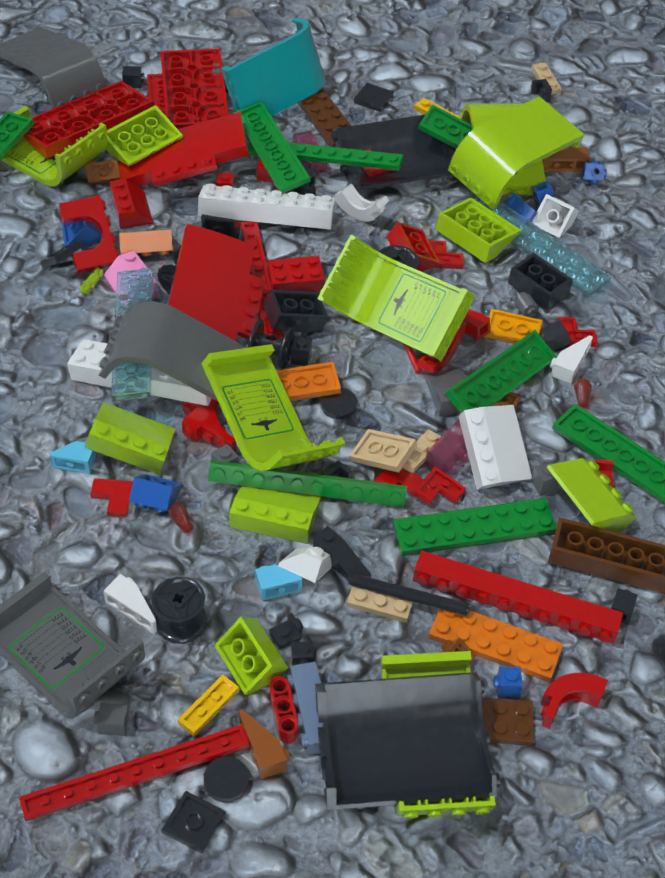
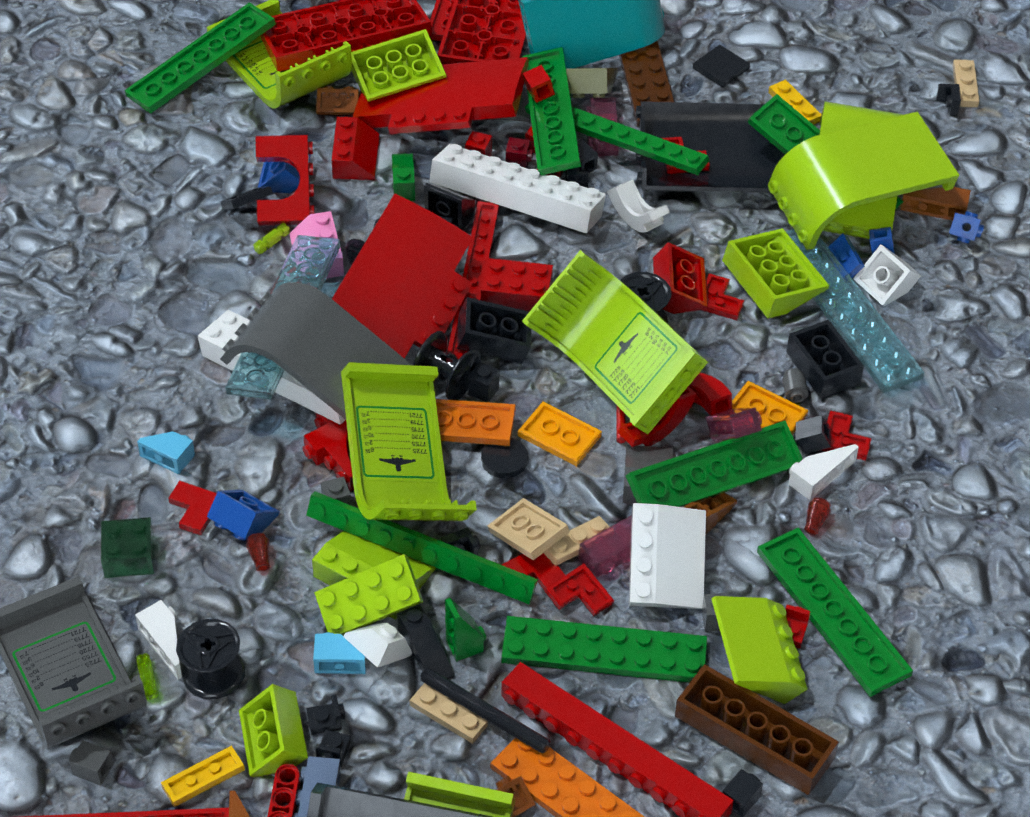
camera: 20 degrees right, 0 degrees up
(73, 540) = (127, 547): none -> clear green brick
(126, 632) = (147, 676): none -> clear neon green axle
(130, 438) = (237, 441): lime slope -> none
(146, 242) = (352, 203): orange slope -> none
(175, 215) = (403, 176): none -> green slope
(256, 128) = (538, 83): none -> red brick
(256, 180) = (519, 152): none -> dark red brick
(286, 530) = (369, 596): none -> lime plate
(290, 121) = (591, 81): none -> olive slope
(367, 540) = (462, 633): none -> green slope
(371, 376) = (559, 433): none -> light orange tile
(501, 339) = (734, 423): none -> clear pink brick

